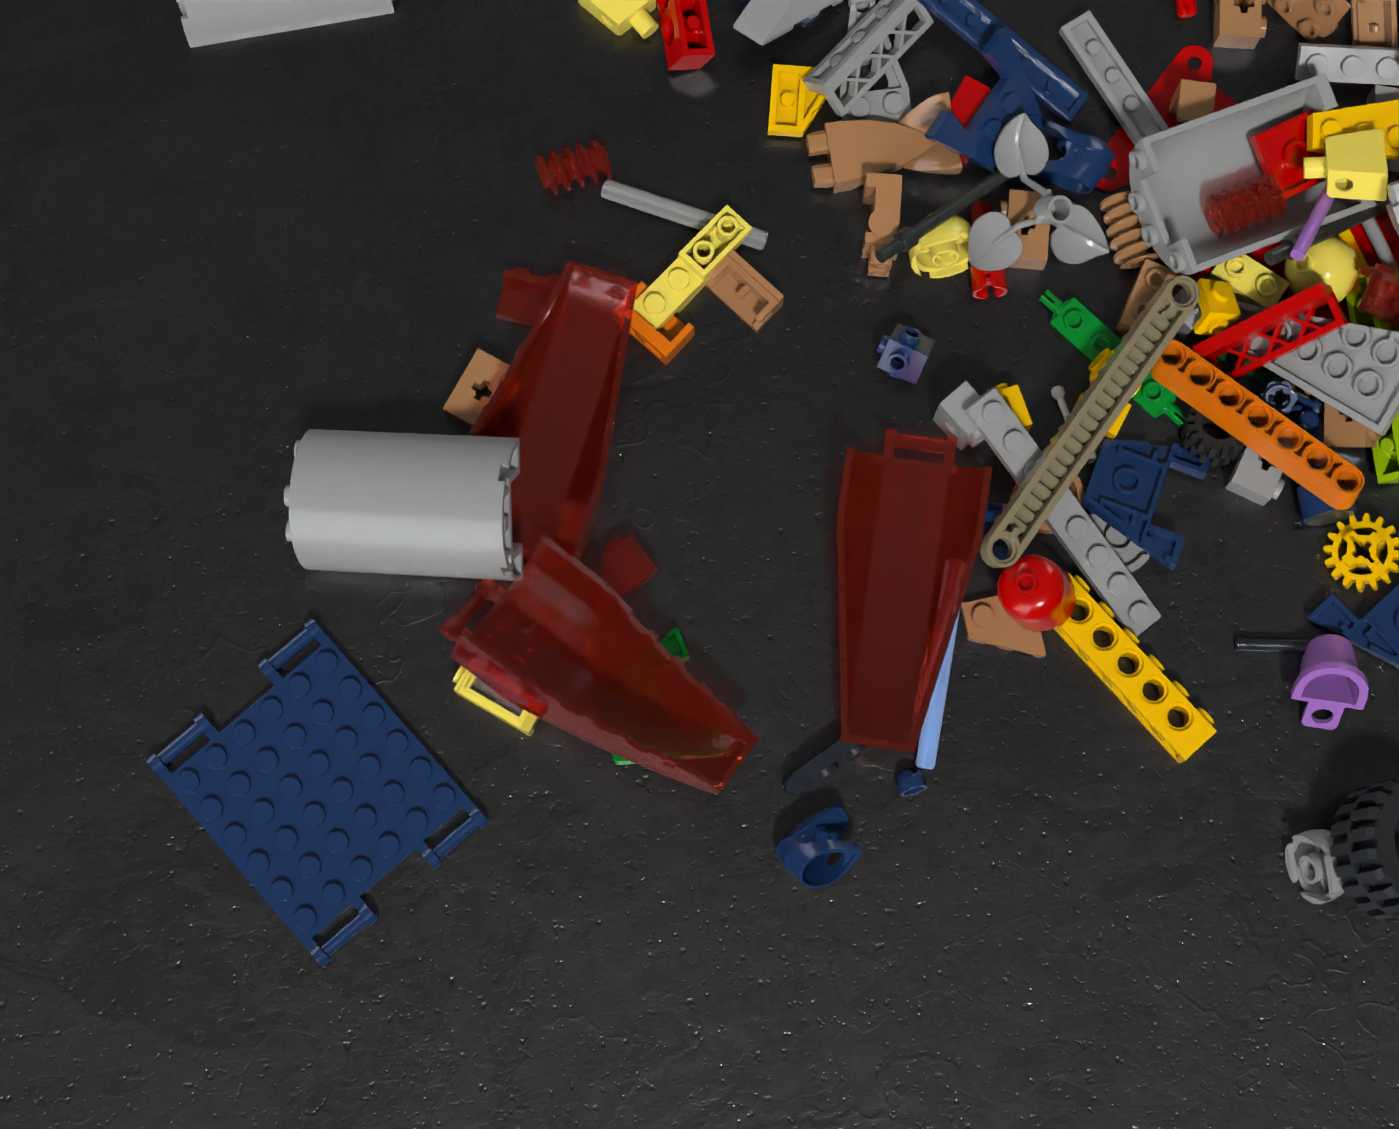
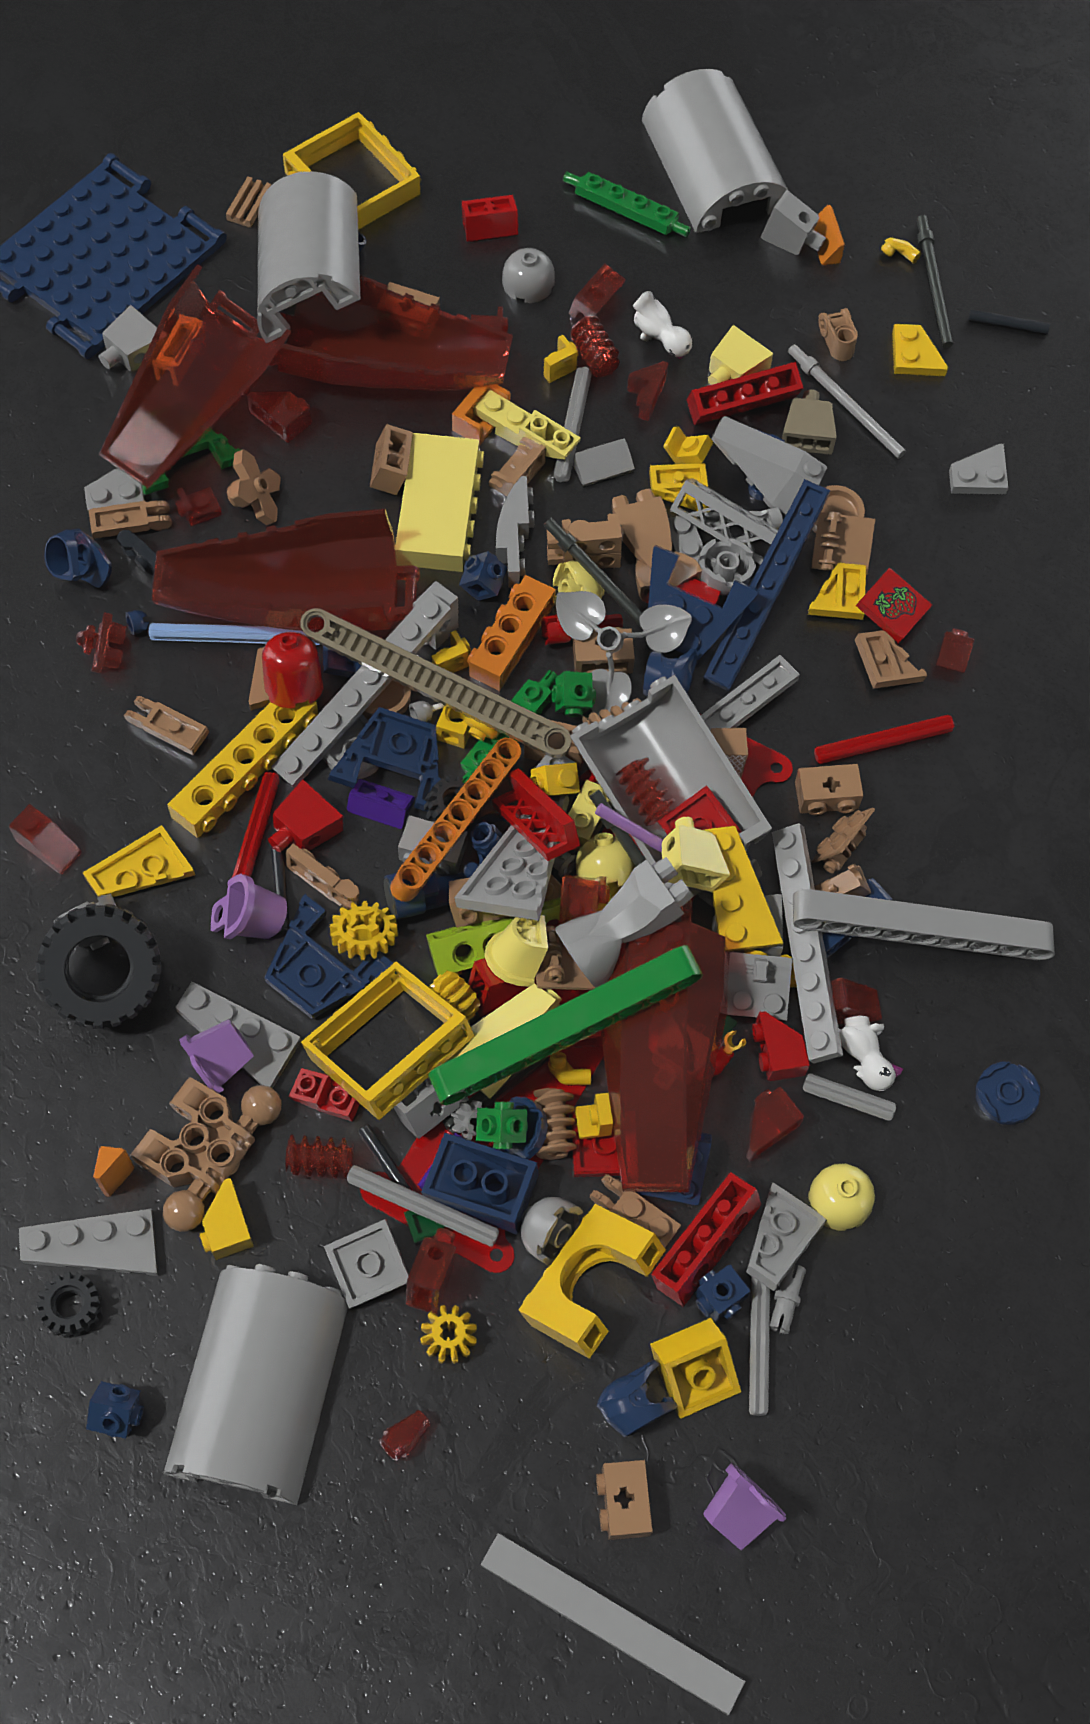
camera: 80 degrees right, 15 degrees down
(196, 394) = (344, 133): none -> yellow window
(230, 567) = (240, 198): none -> medium nougat tile
(338, 90) = (627, 203): none -> green plate
(340, 267) = (490, 217): none -> red hinge
(442, 234) = (528, 275): none -> light grey cylinder
(478, 756) = (127, 340): none -> light grey torso
(491, 151) = (597, 292): none -> clear red hinge
(557, 83) = (657, 324): none -> white animal
(592, 215) = (561, 362): none -> yellow bracket
(643, 105) = (648, 384): none -> clear red slope
(710, 812) = (113, 489): none -> light grey wing
(721, 441) = (391, 459): none -> medium nougat brick
(743, 619) = (254, 487): none -> medium nougat plant
(745, 692) = (197, 506): none -> clear red bracket
(747, 79) = (687, 449): none -> yellow bracket
(750, 186) = (603, 462): none -> light grey slope
(757, 789) = (130, 516): none -> medium nougat hinge
(784, 392) = (439, 502): none -> light yellow brick
(824, 306) = (514, 528): none -> light grey slope
(938, 62) = (724, 563): none -> light grey cylinder
(939, 828) = (103, 654): none -> clear red hips
(979, 313) = (496, 669): none -> orange brick
(1063, 753) = (168, 725): none -> medium nougat hinge
(1084, 271) = (573, 693): none -> green brick
(1193, 514) = (380, 803): none -> dark purple slope
(1203, 912) = (44, 839): none -> clear red slope
(1214, 606) = (304, 820): none -> red torso
(1219, 667) = (257, 824): none -> red axle
(1247, 802) = (139, 866): none -> yellow wing
(1289, 591) = (321, 878): none -> medium nougat hinge

